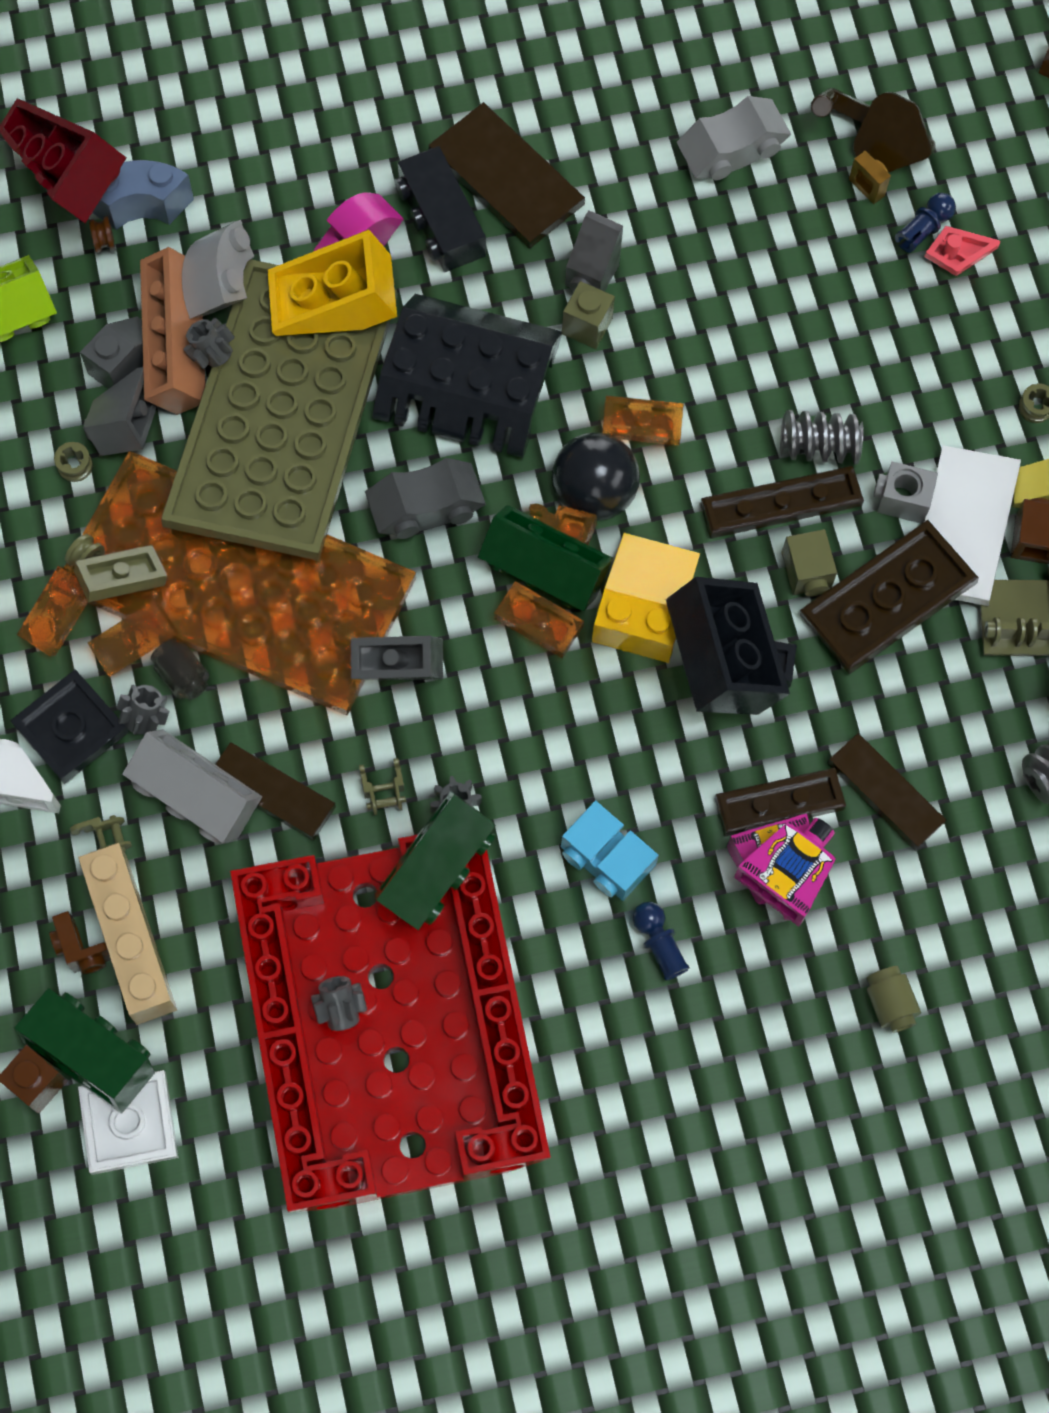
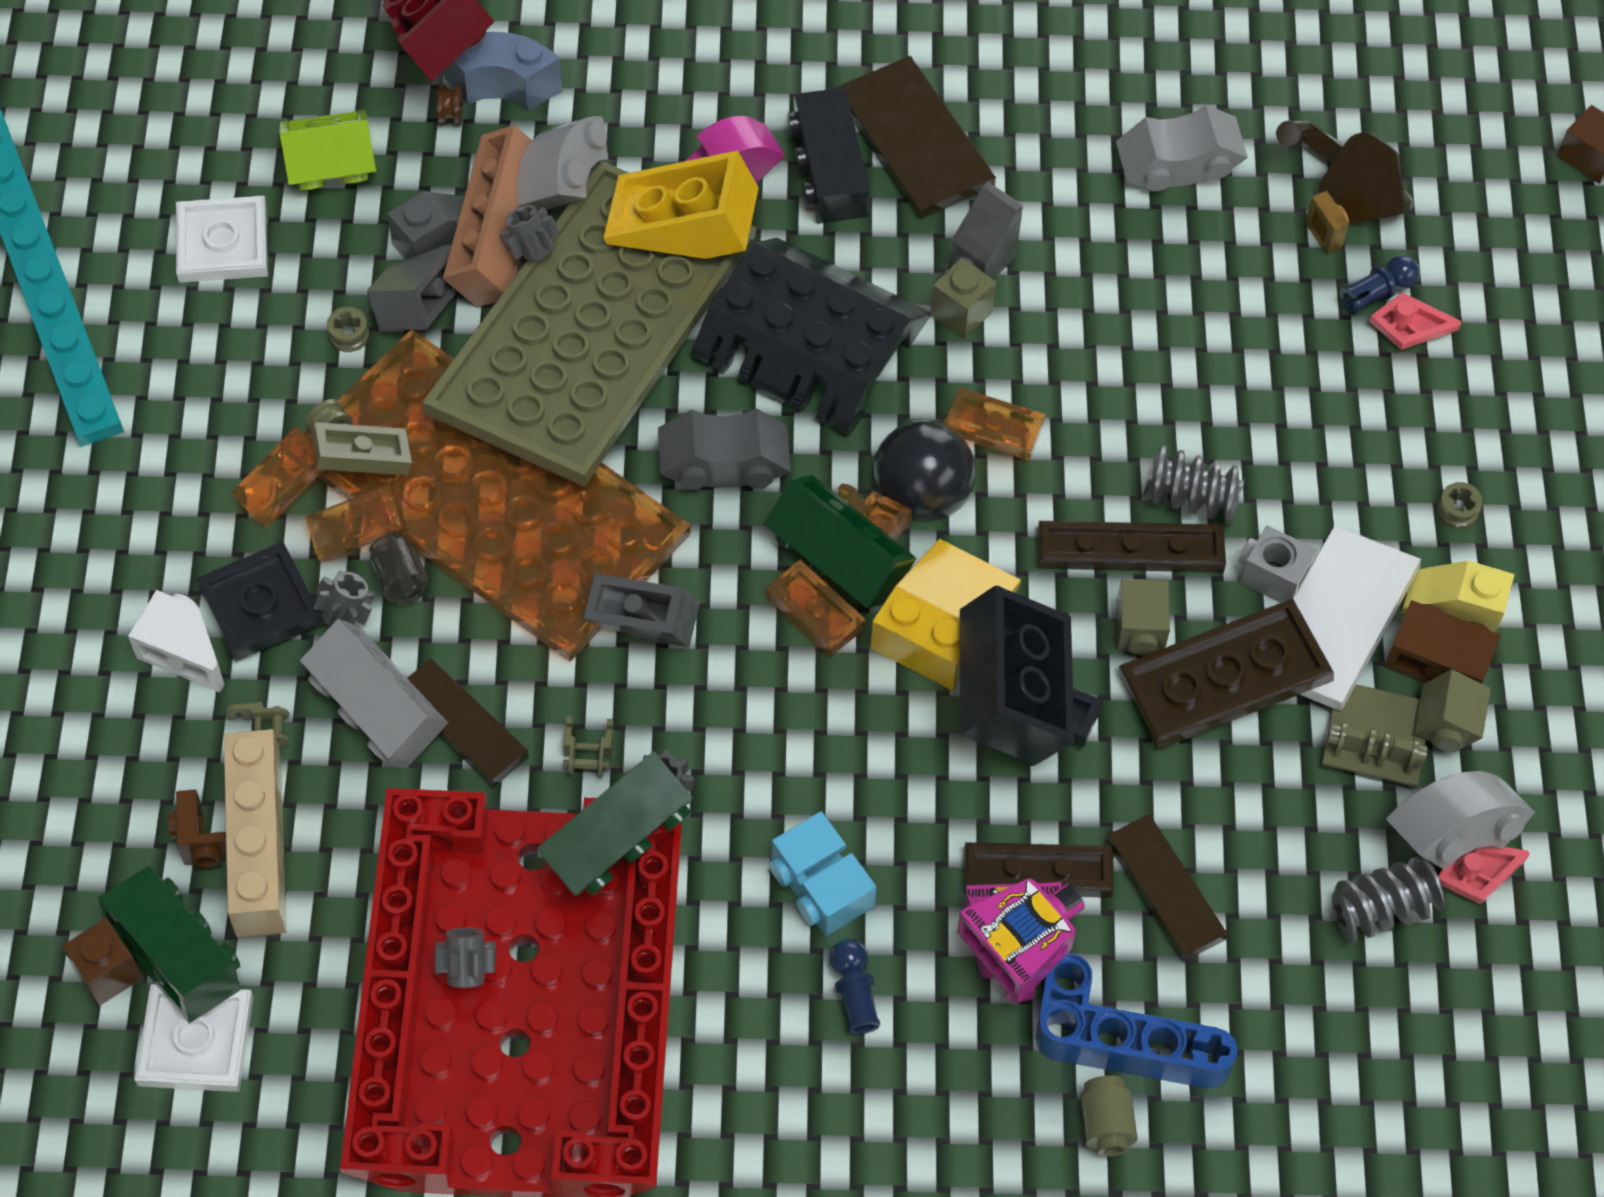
camera: 15 degrees right, 10 degrees down
(895, 924) = (1133, 1029): none -> blue beam

